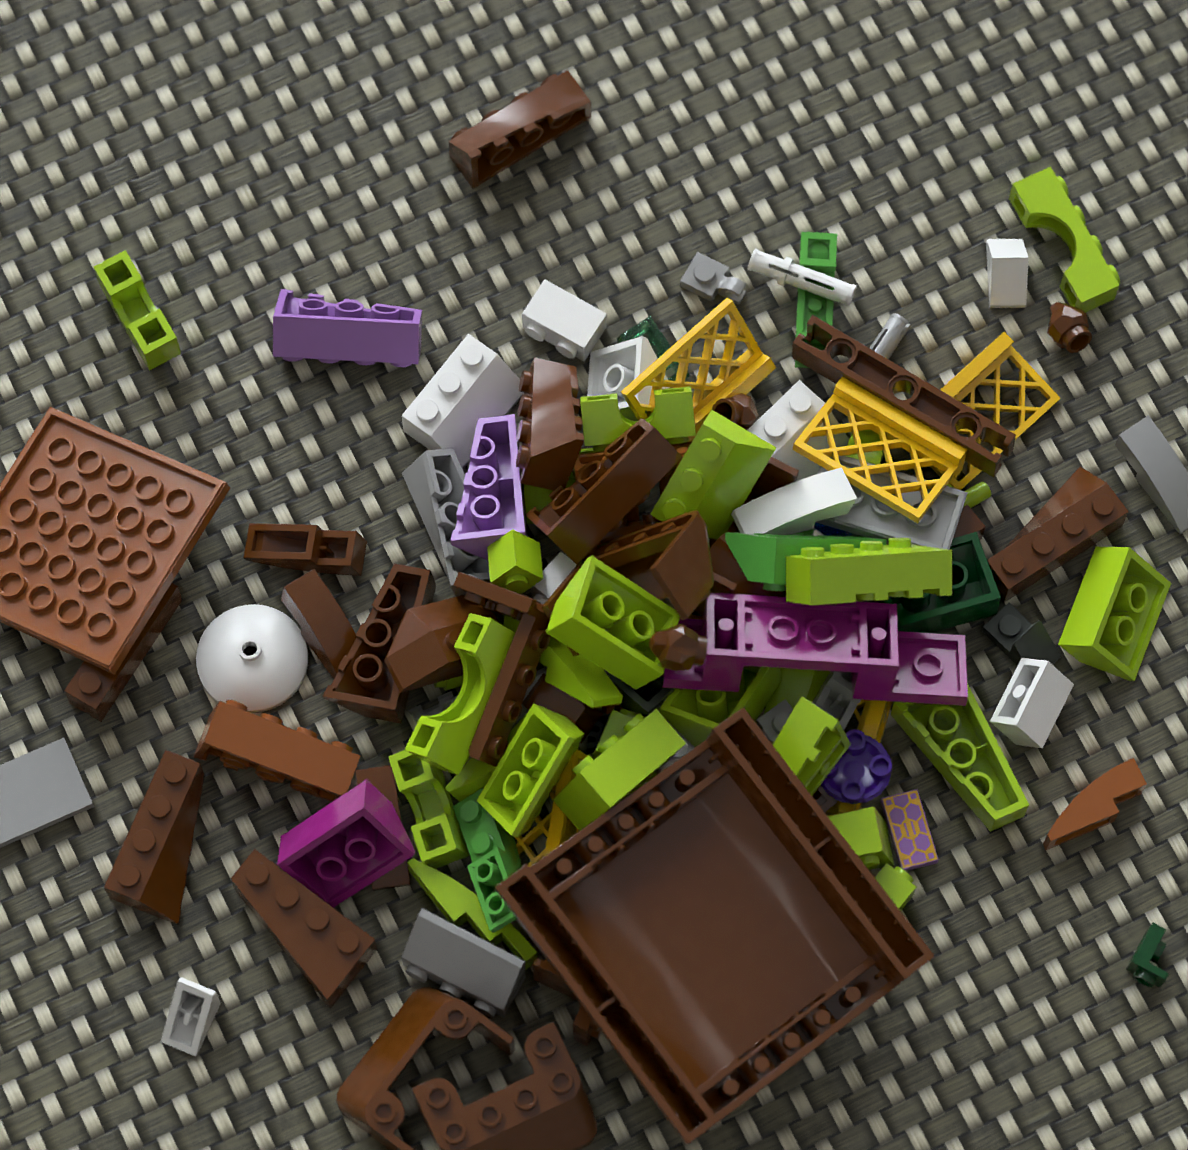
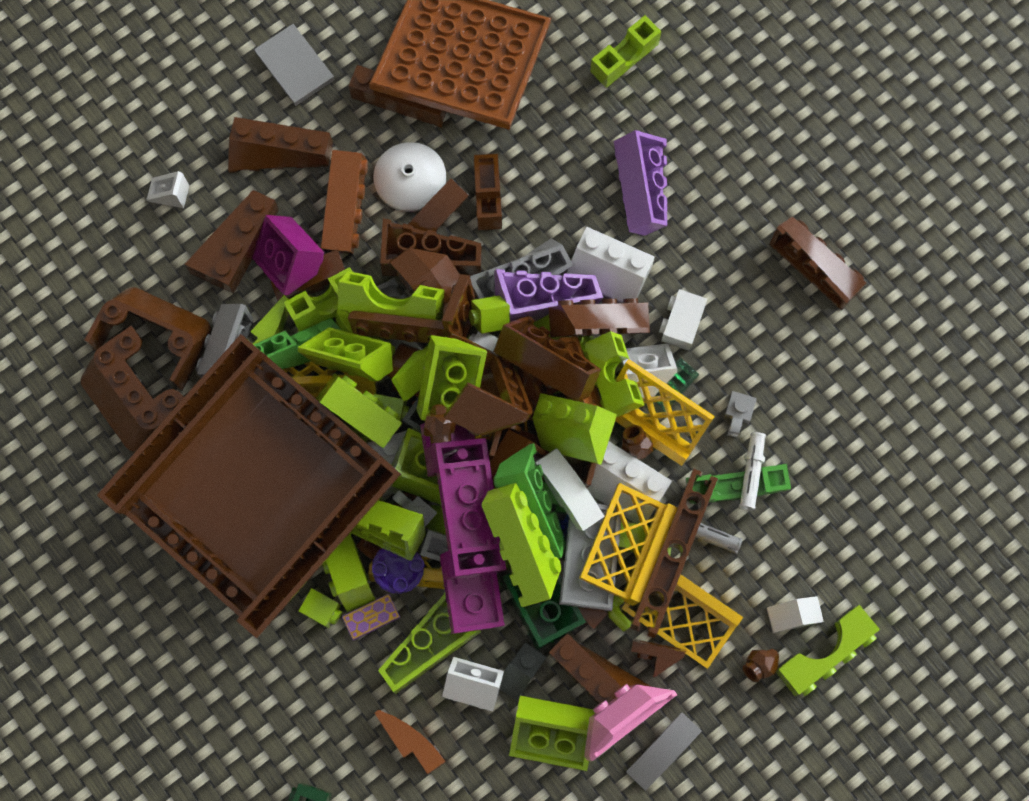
camera: 80 degrees right, 5 degrees up
(1036, 444) = (665, 654): none -> reddish brown slope
(1118, 505) = (622, 715): none -> bright pink wedge

